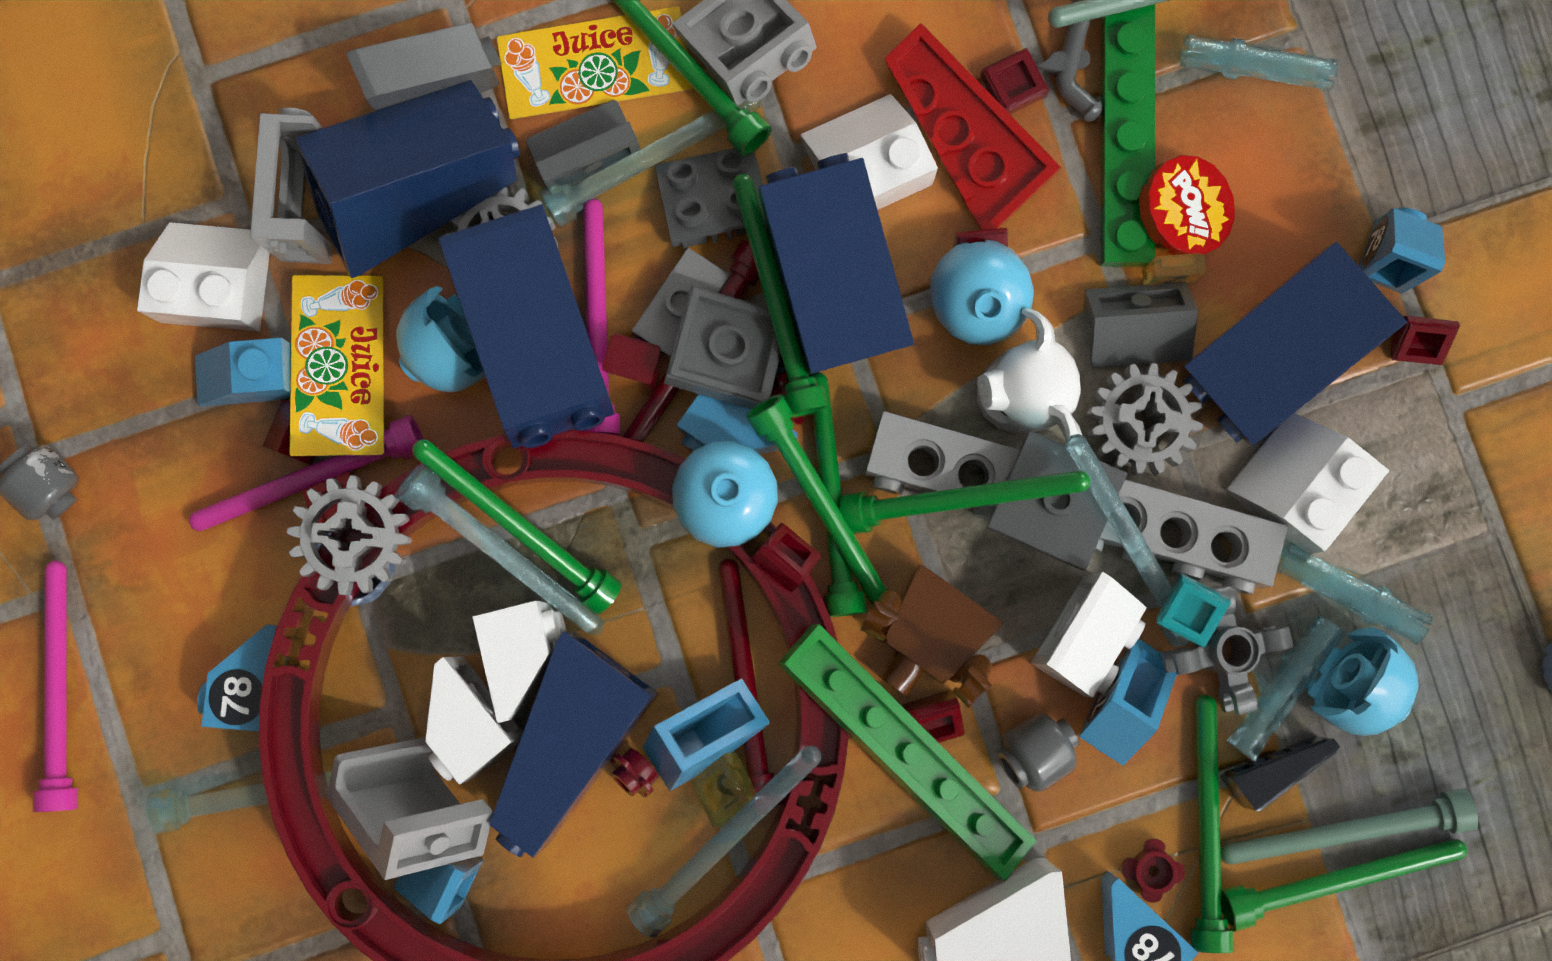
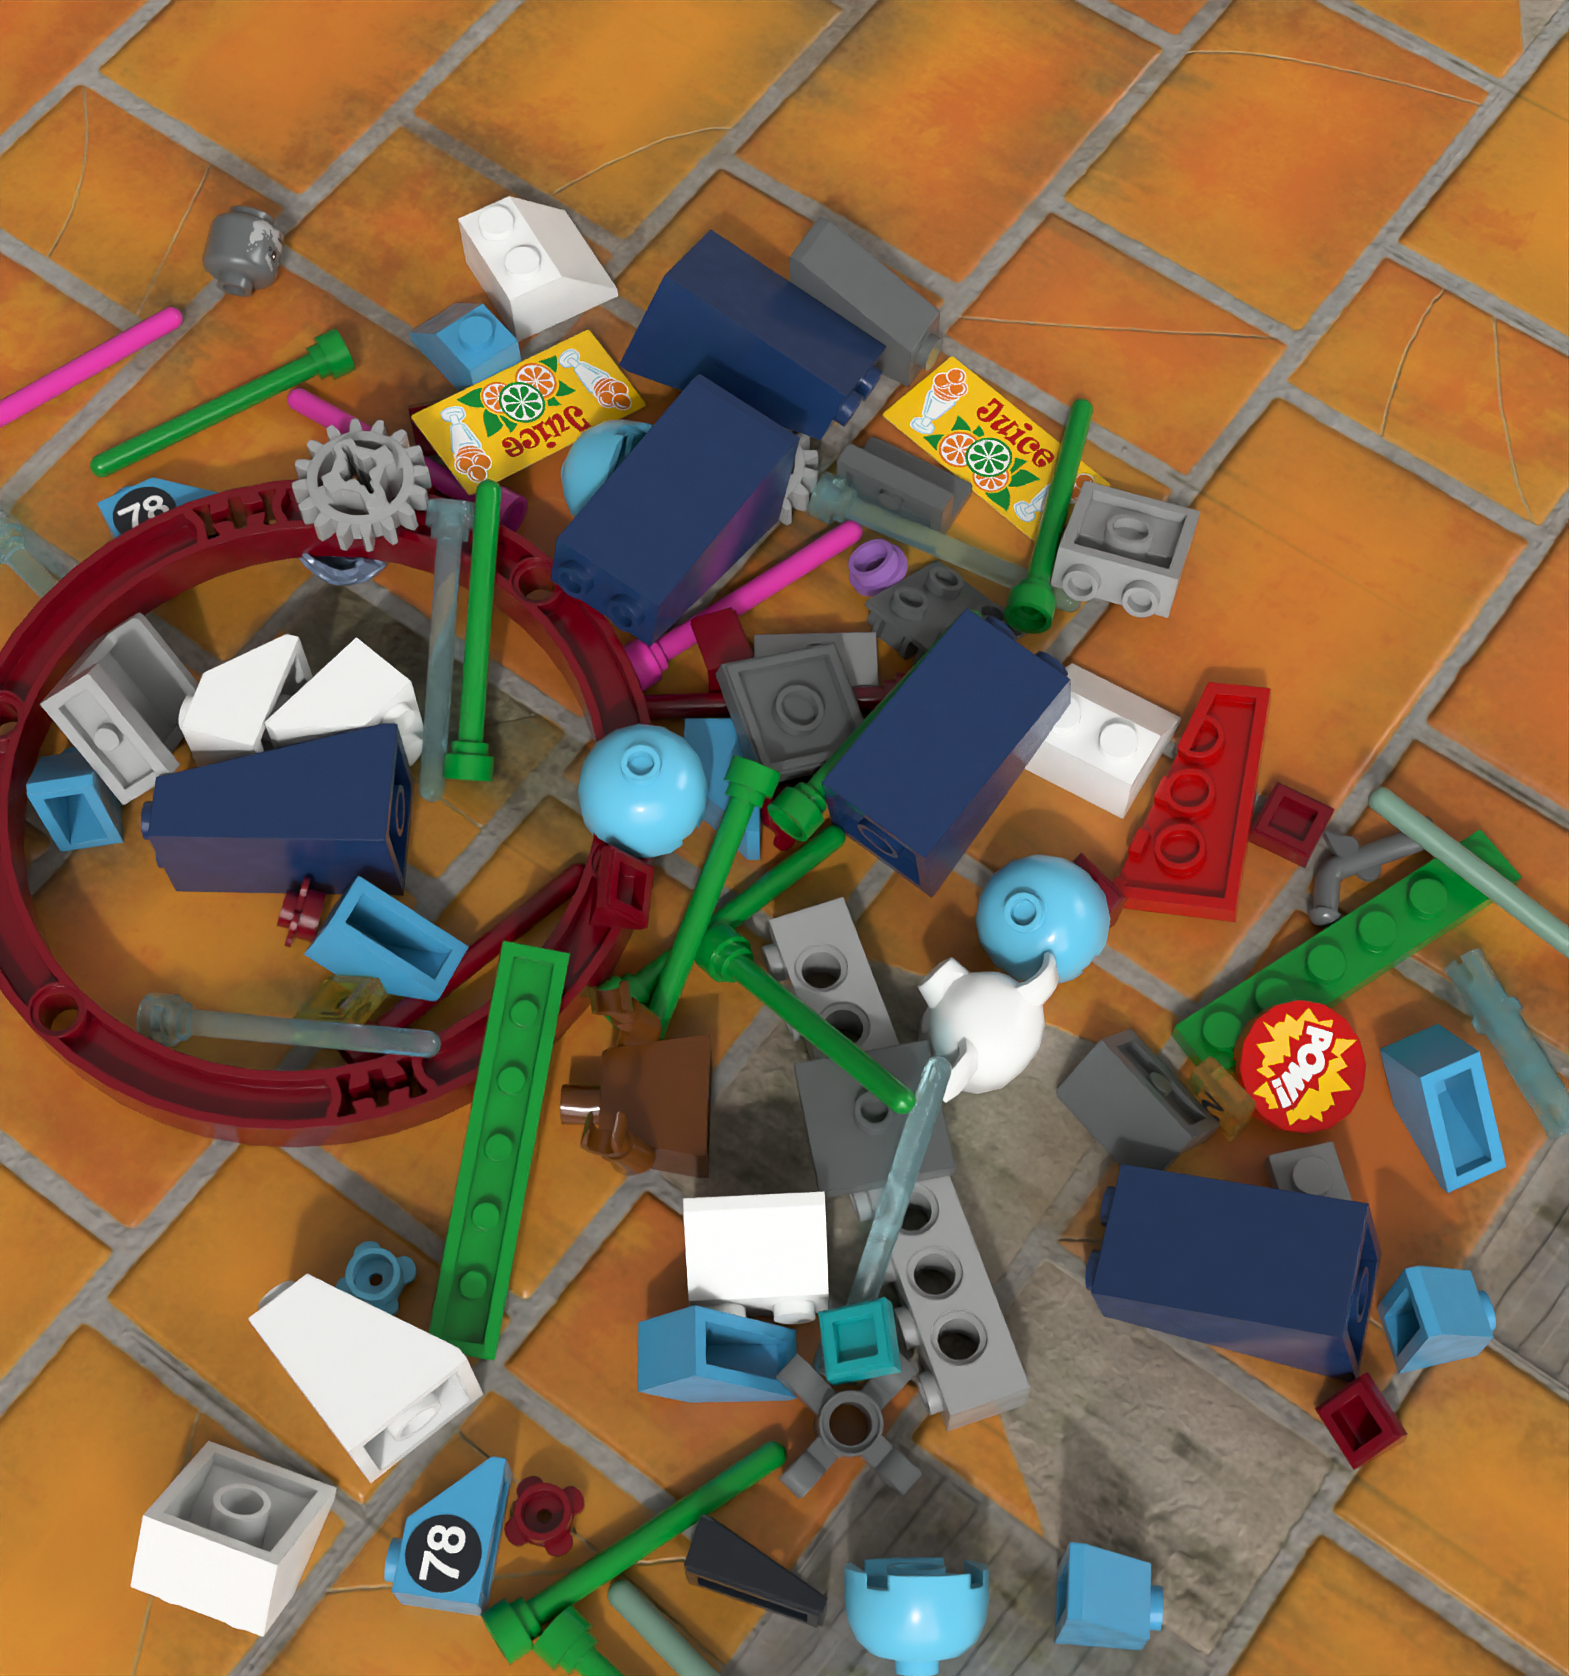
camera: 55 degrees right, 20 degrees down
(178, 481) = (324, 358): none -> green piece
(288, 235) = (617, 289): light grey panel -> none
(628, 211) = (876, 567): none -> medium lavender plate
(927, 896) = (373, 1260): none -> medium azure plate
(938, 715) = (559, 1175): dark red slope -> none
(1038, 752) = (592, 1295): dark grey head -> none
(1148, 398) = (1059, 1157): light grey gear -> none
(1257, 257) = (1308, 1171): none -> light grey plate
(1269, 136) = (1445, 1105): none -> dark azure slope
(1295, 674) = (854, 1526): clear light blue pin -> none
(1307, 481) = (1100, 1396): white slope -> none
(1372, 603) = (1019, 1559): clear light blue pin -> none
(1436, 574) = (1105, 1599): none -> dark azure slope

